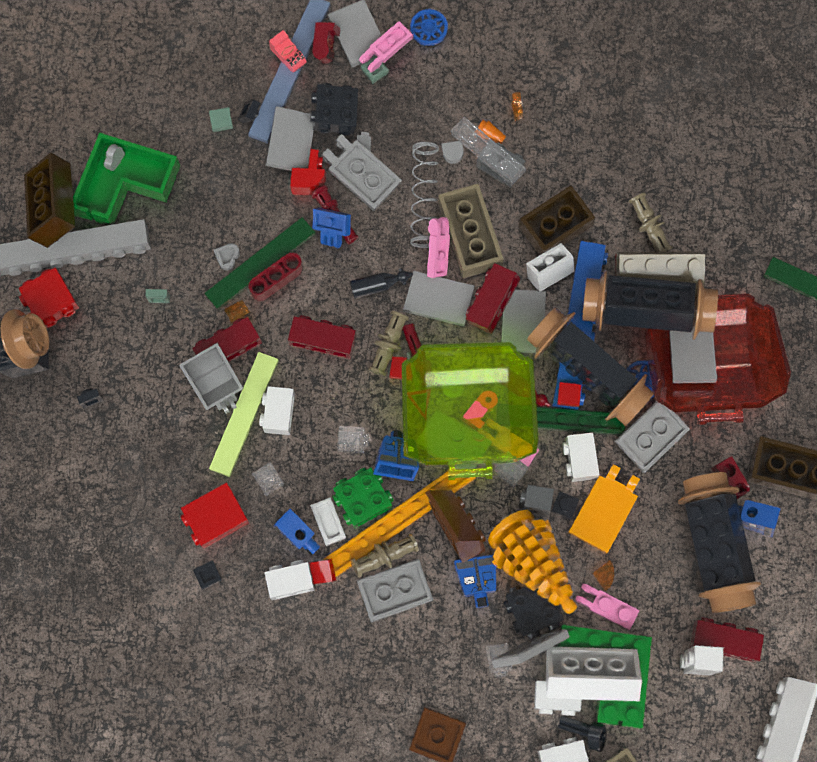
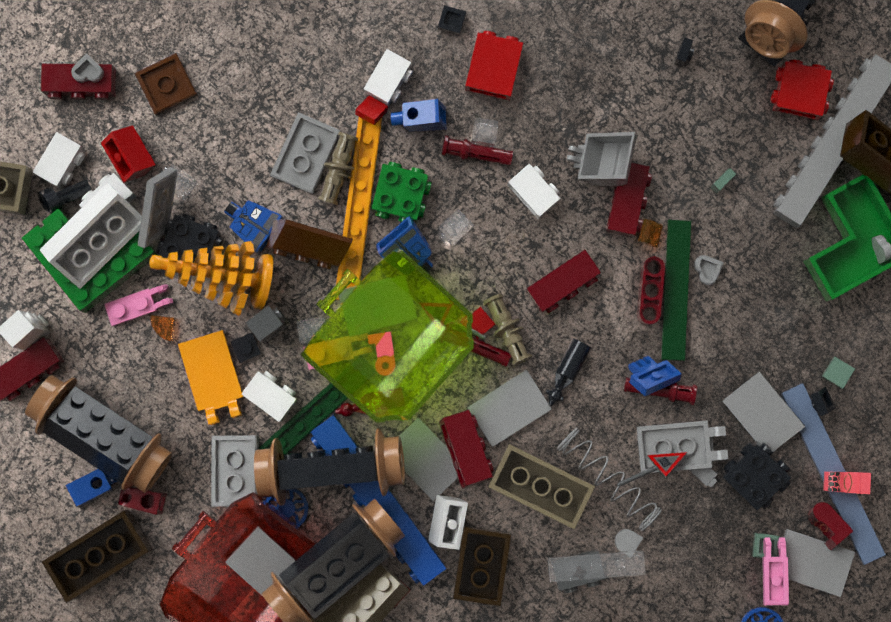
camera: 130 degrees right, 10 degrees up
(244, 414) = (555, 160): yellowish green tile -> none
(290, 481) = (466, 149): none -> dark red pin
(307, 180) = (711, 397): red brick -> none
(328, 521) = (408, 151): white tile -> none
(381, 170) = (663, 462): none -> piece
(438, 247) = (549, 444): bright pink hinge -> none
(491, 131) = (614, 588): orange cone -> none
(512, 711) = (128, 153): none -> red brick
(569, 394) = (326, 431): red tile -> none

